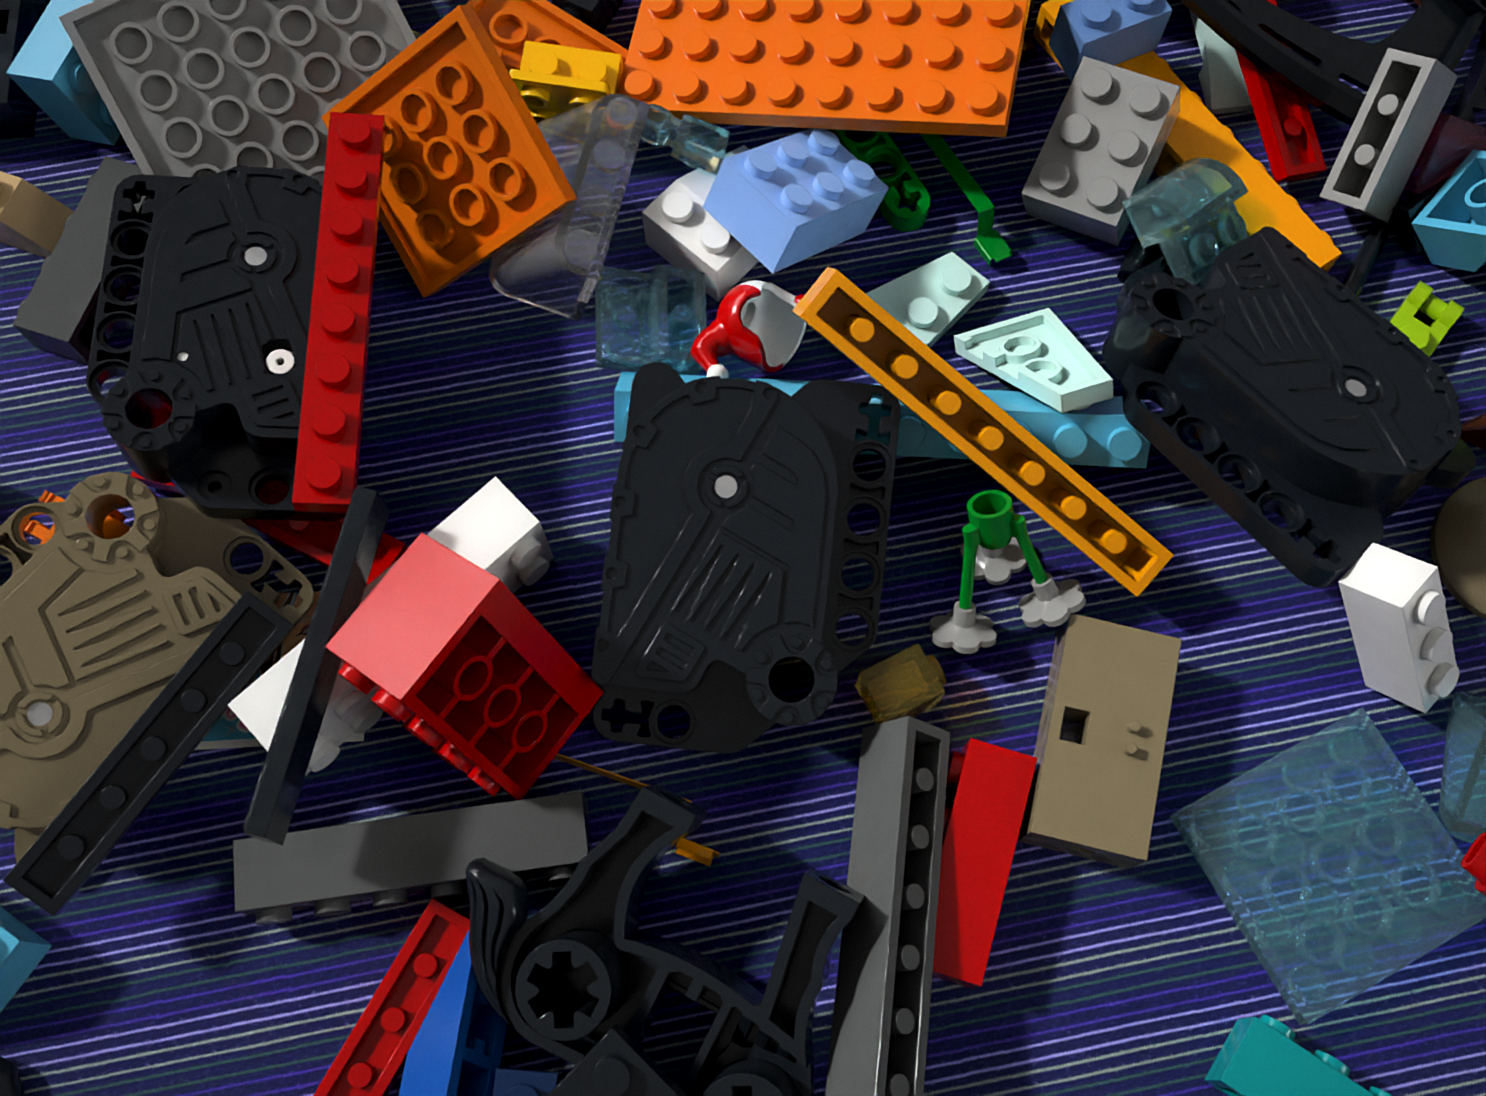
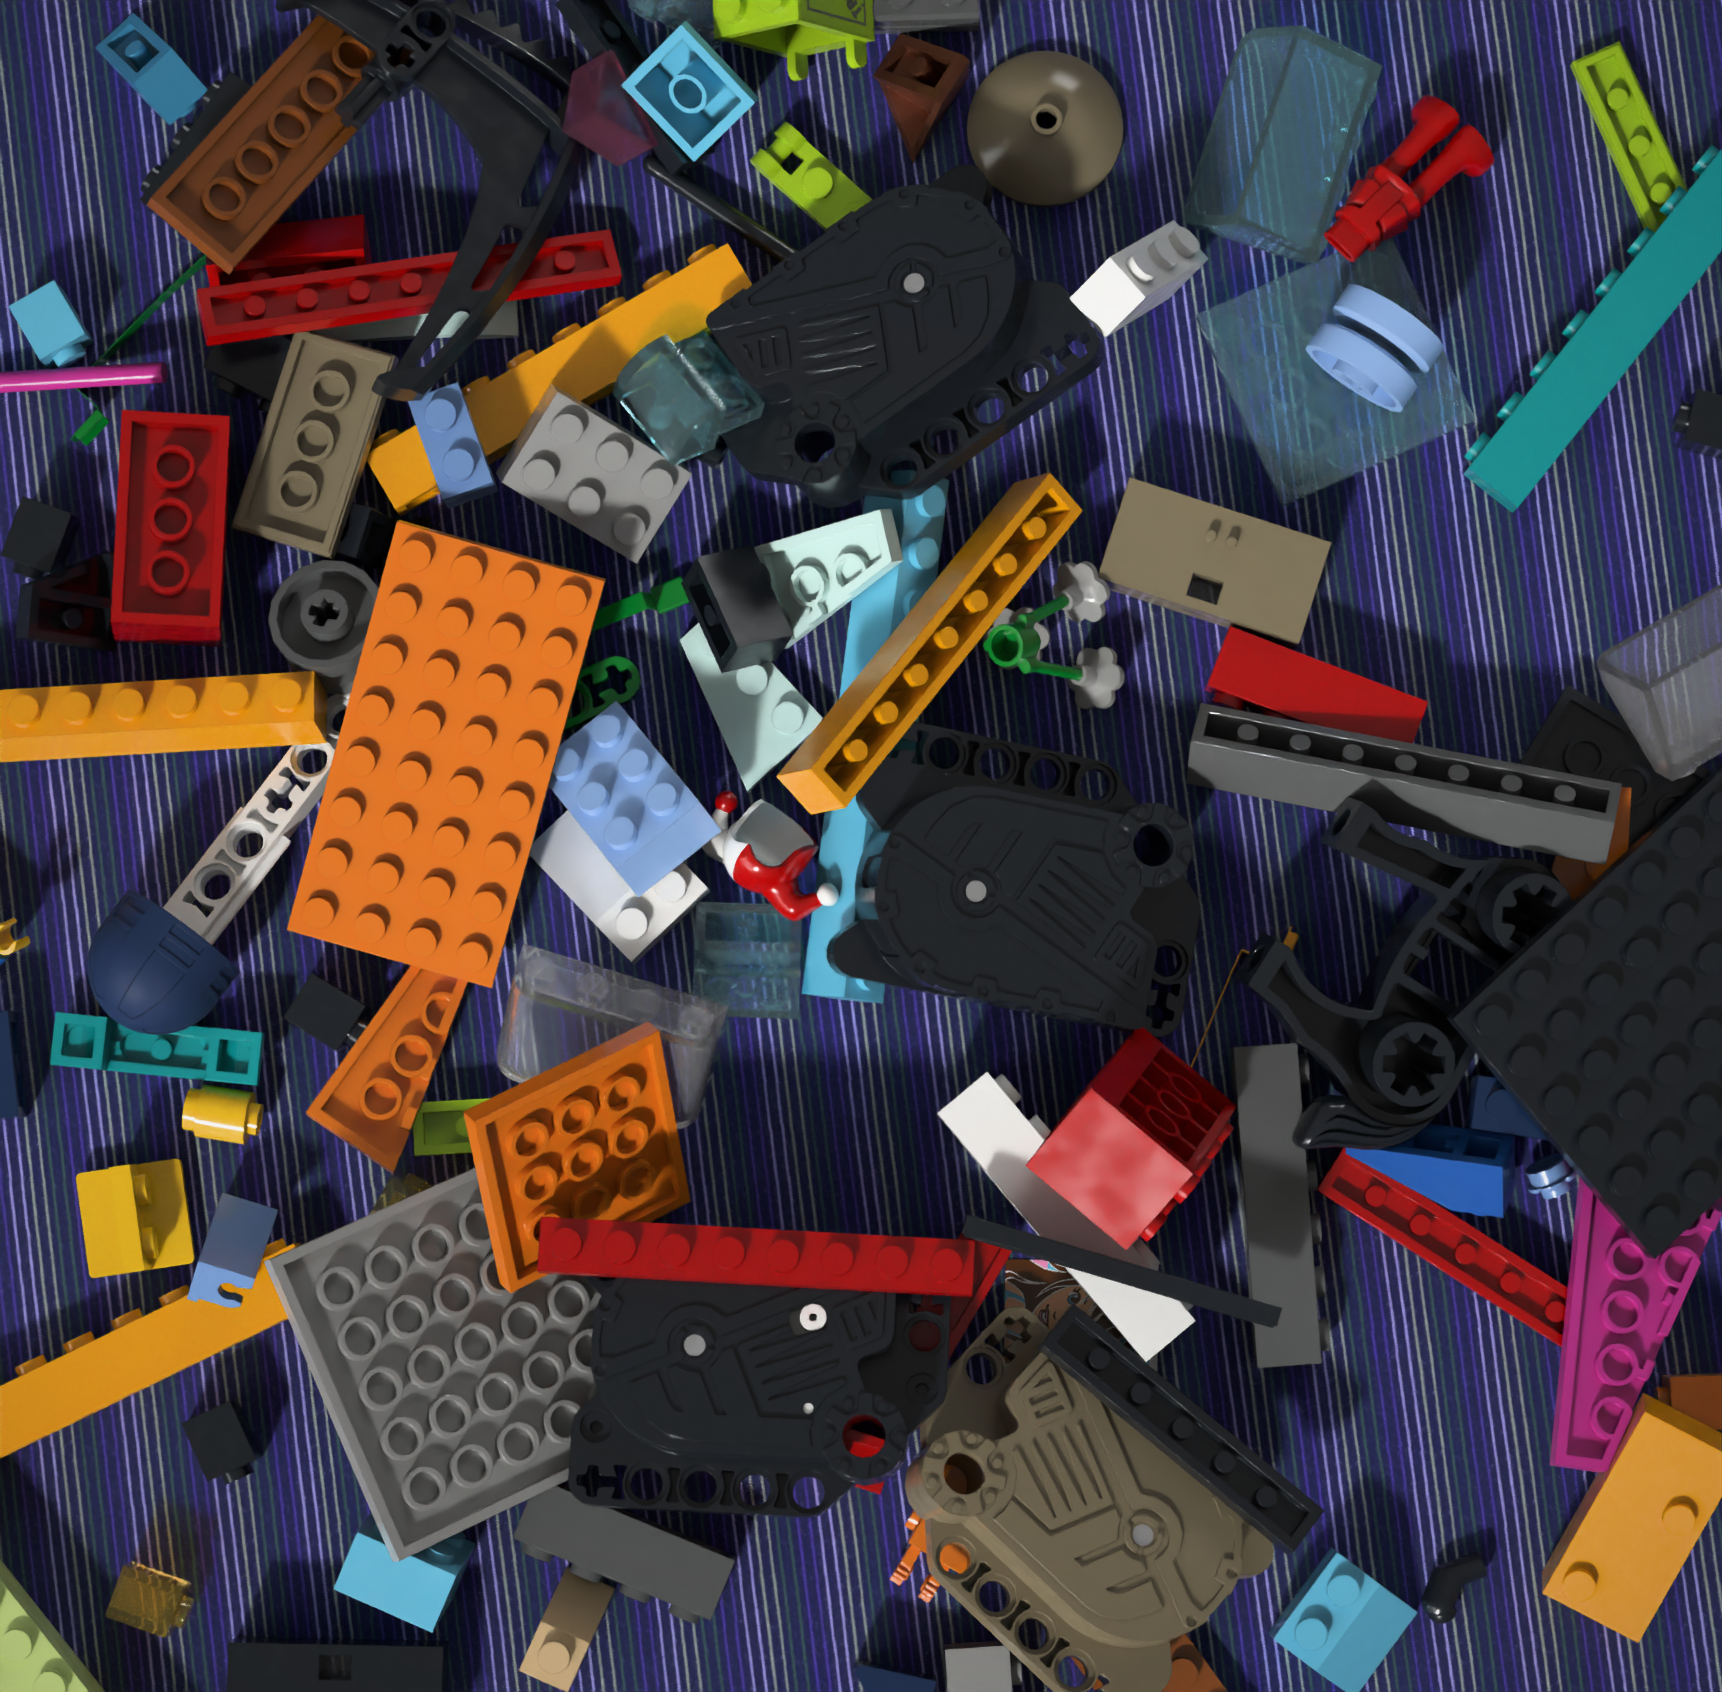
camera: 80 degrees left, 15 degrees up
(564, 77) = (460, 1034): yellow bracket -> none
(691, 139) = (543, 902): clear light blue plate -> none
(901, 685) = (1148, 742): clear yellow brick -> none
(990, 286) = (737, 608): none -> black brick
(1382, 891) = (1374, 347): none -> light blue wheel
(1388, 134) = (607, 175): light grey brick -> none

